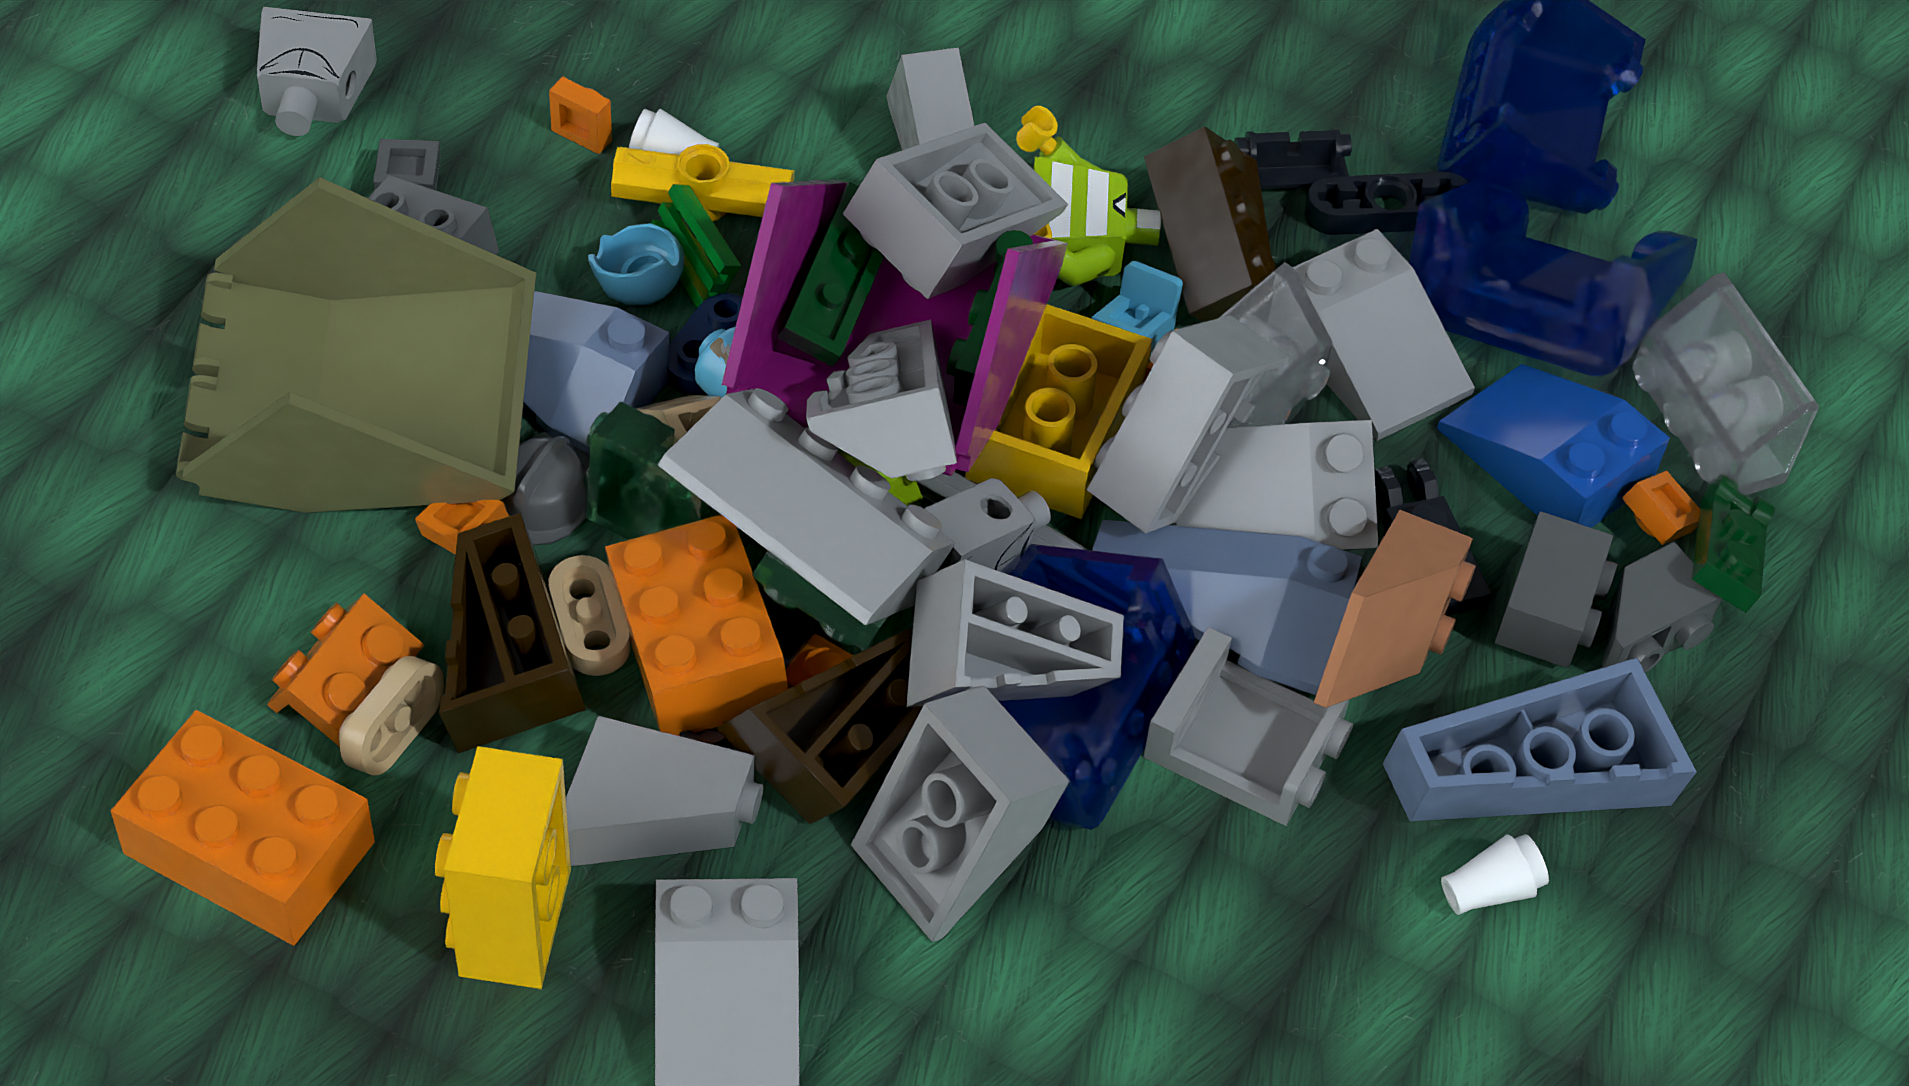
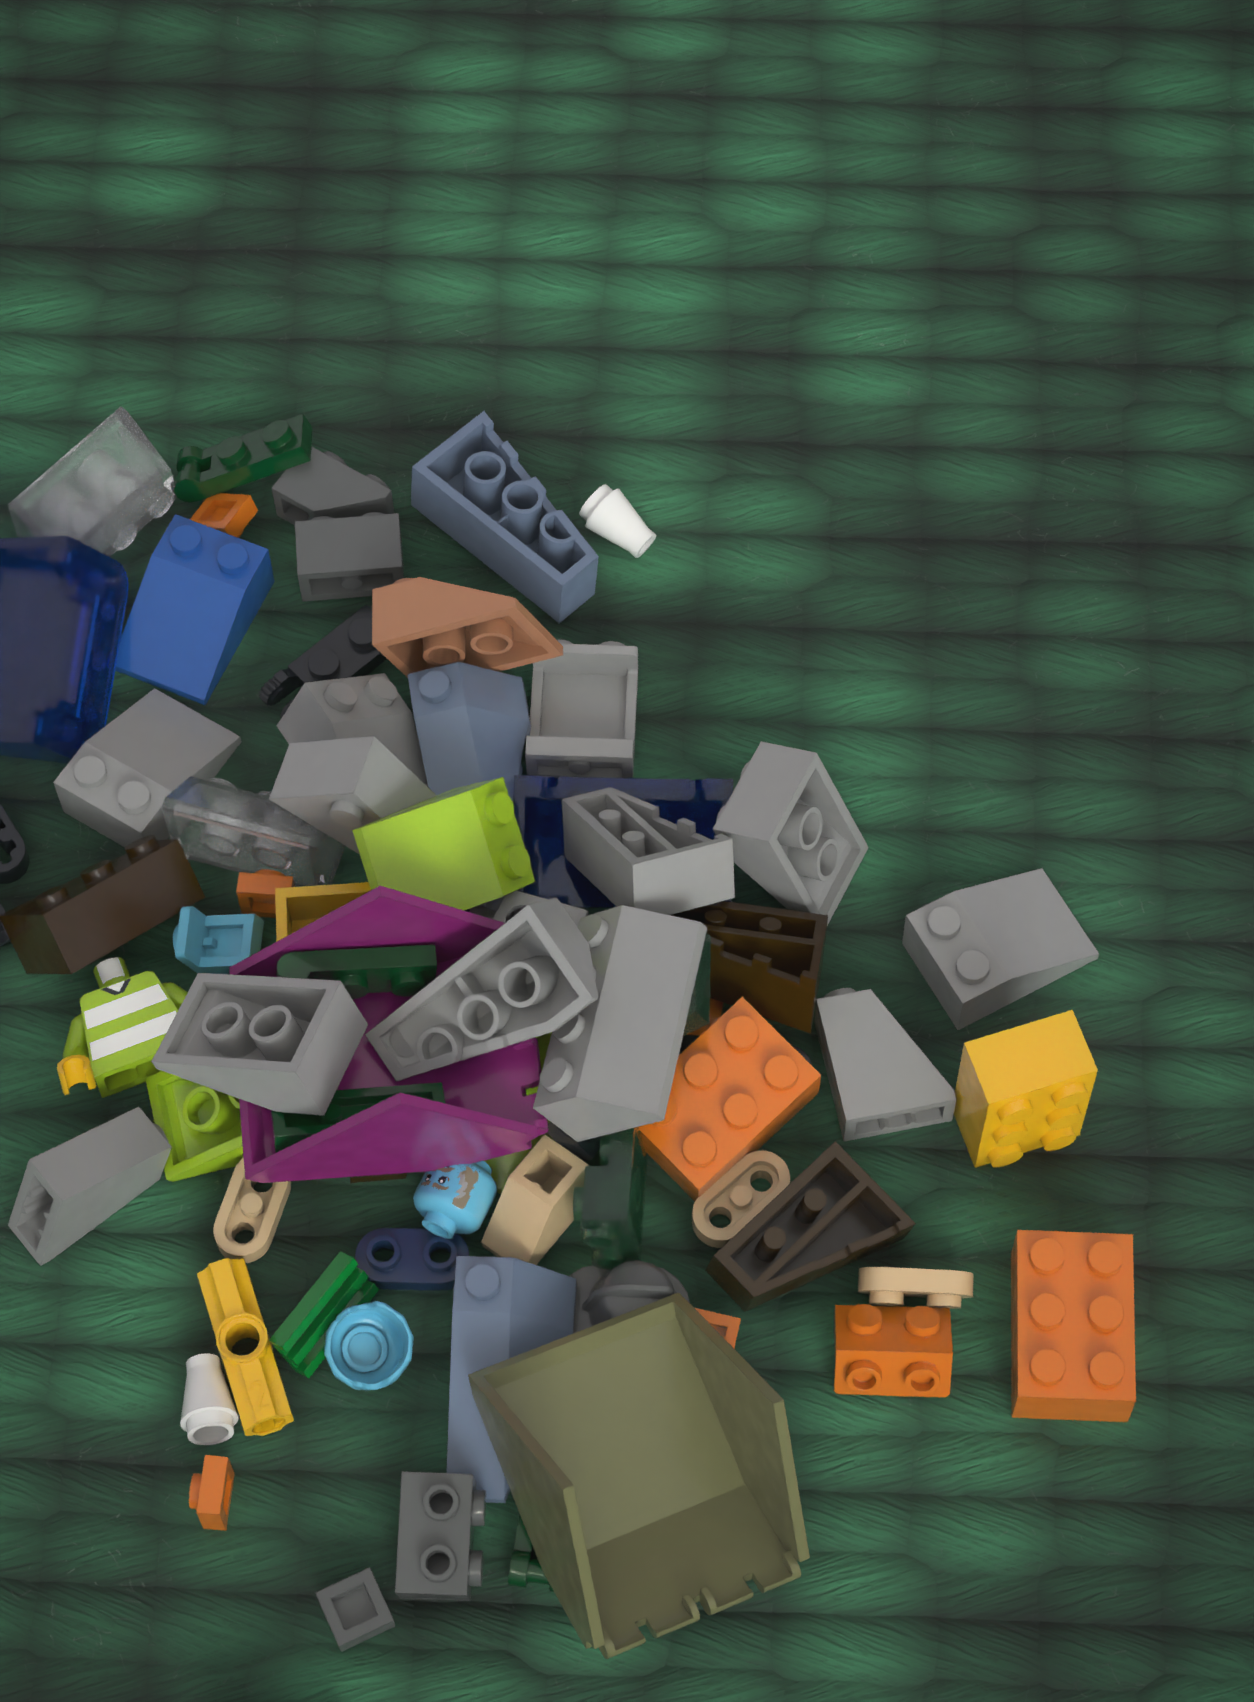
camera: 110 degrees left, 10 degrees up
(1090, 440) = (449, 848): none -> lime slope

